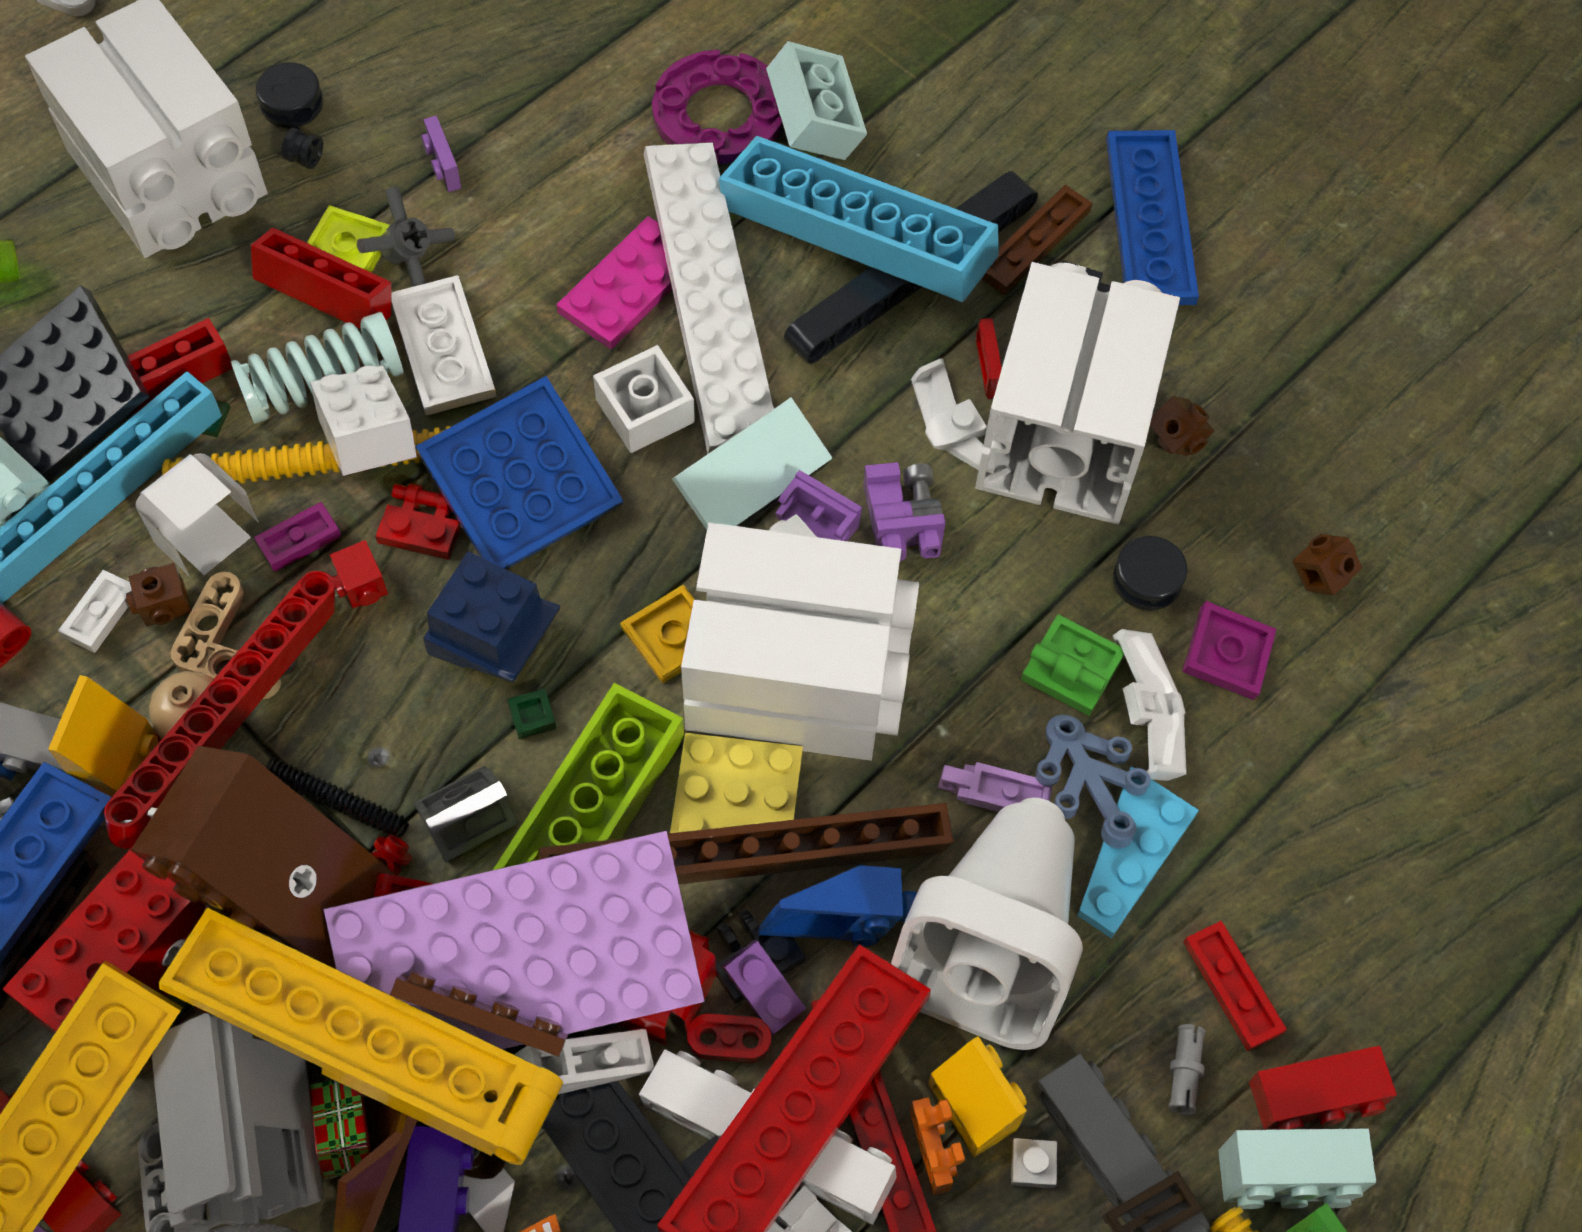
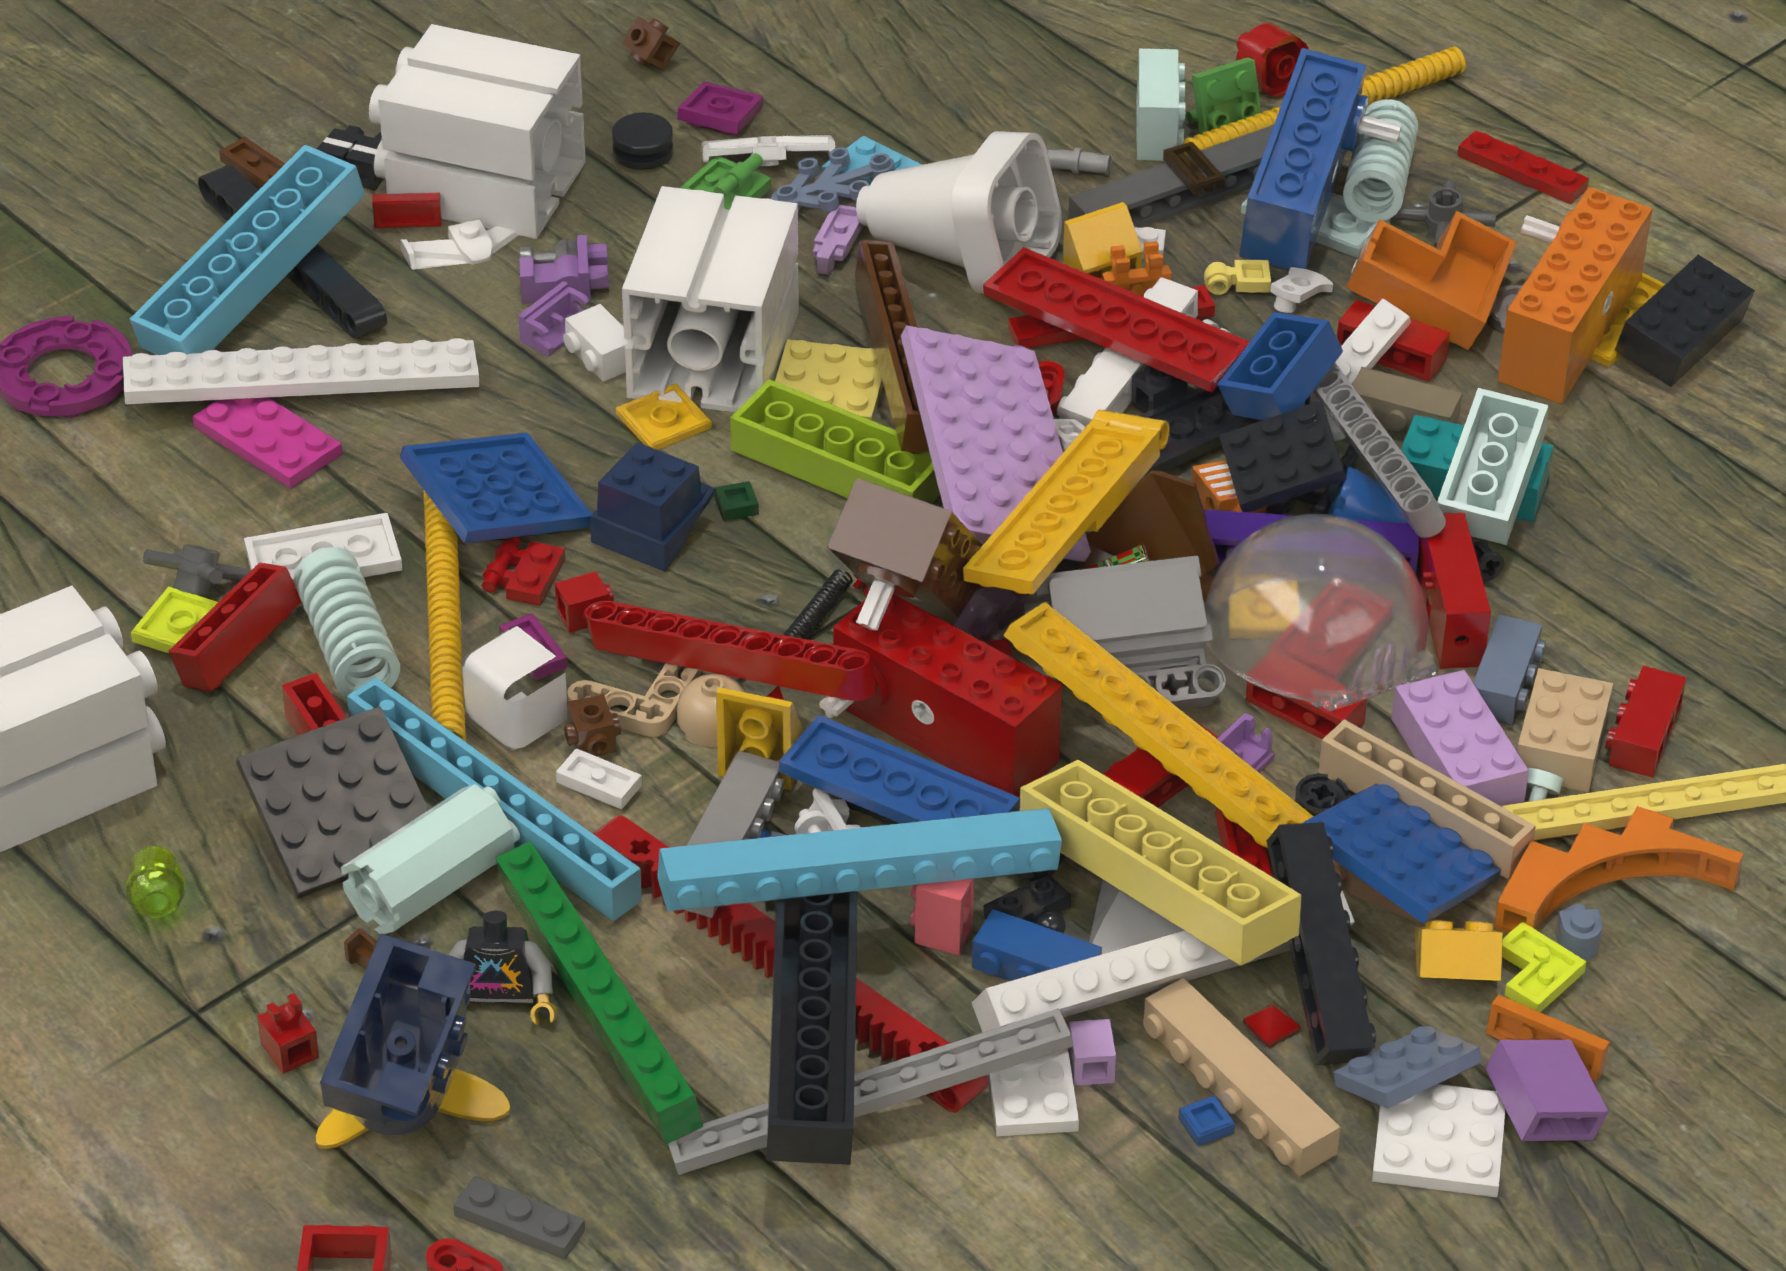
camera: 85 degrees left, 20 degrees down
(363, 419) = (424, 574): white brick -> none
(444, 163) = (79, 553): medium lavender plate -> none
(462, 1006) = (1046, 448): reddish brown plate -> none
(466, 812) = (817, 521): dark grey bracket -> none
(644, 398) = (420, 409): white brick -> none
(752, 467) = (505, 353): light aqua tile -> none
(816, 101) = (89, 286): light aqua brick -> none
(850, 907) = (943, 292): blue slope -> none
(1152, 211) = (261, 108): blue plate -> none
(1234, 986) = (1039, 121): red plate -> none
(1323, 1089) = (1096, 97): red brick -> none

